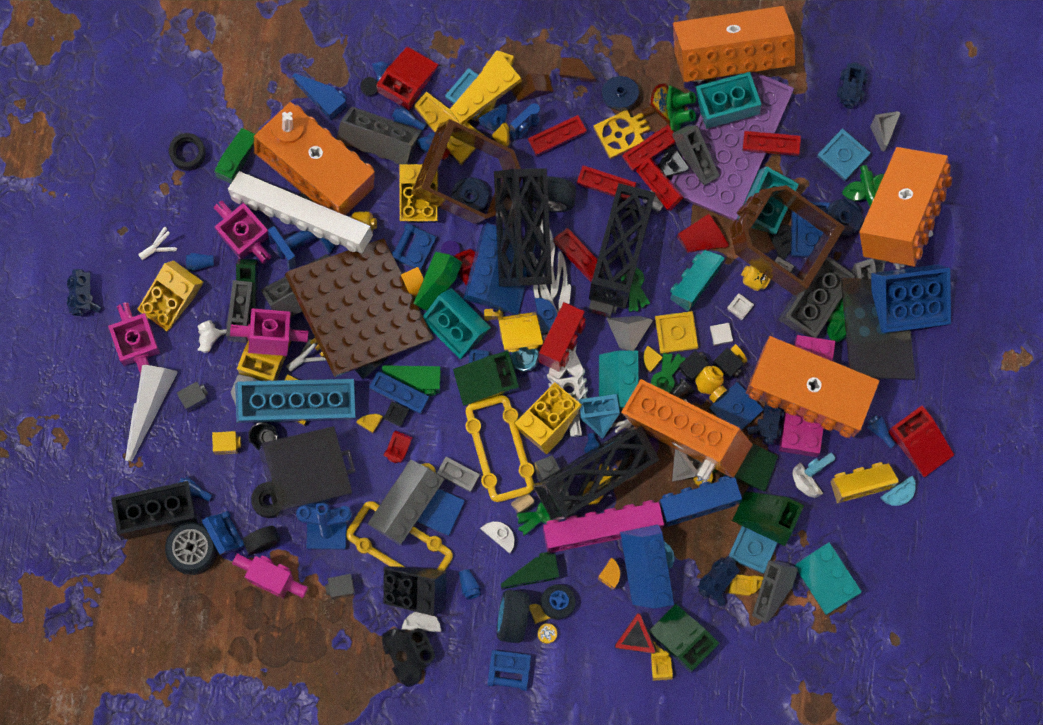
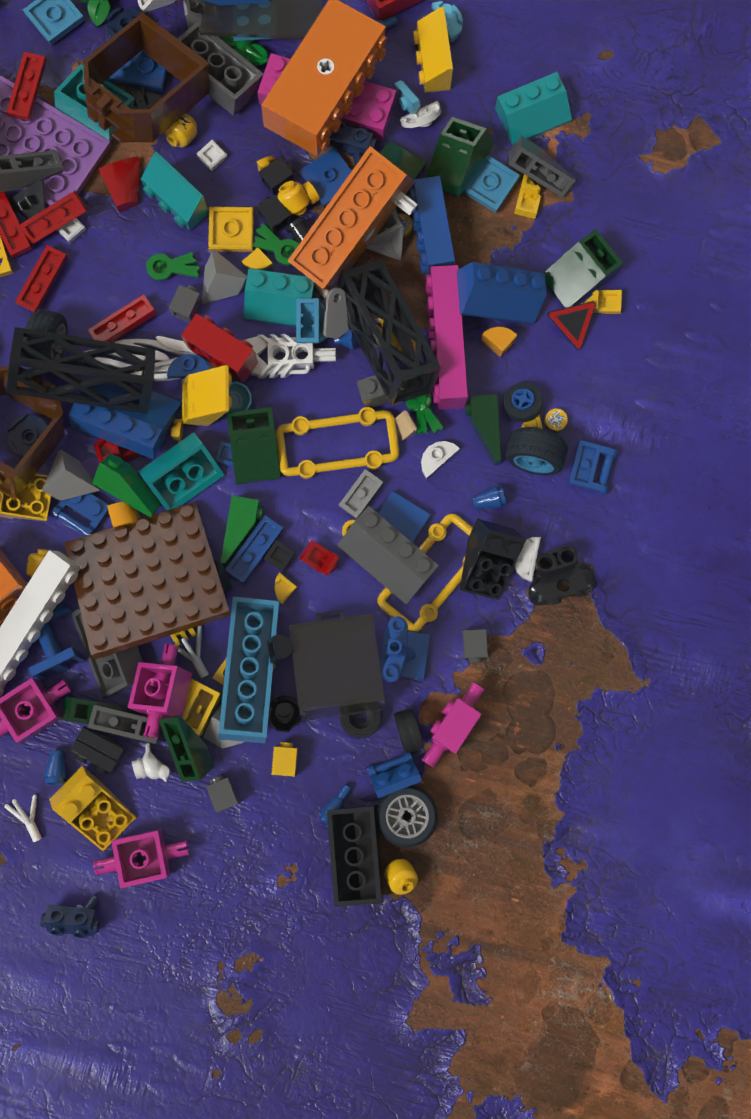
camera: 85 degrees left, 5 degrees up
(141, 550) = (401, 876): none -> yellow head
(151, 392) = (208, 843): white wedge -> none
(217, 292) = (98, 749): none -> black brick
(223, 362) = (187, 749): none -> dark green slope
(313, 421) = (279, 648): none -> black brick
(437, 232) = (68, 478): none -> light grey slope
(548, 418) = (311, 379): yellow slope -> none
(607, 429) = (336, 314): none -> light grey piece
(609, 290) = (175, 271): black piece -> none
(718, 578) = (520, 223): dark blue brick -> none
(721, 334) = (240, 180): white tile -> none

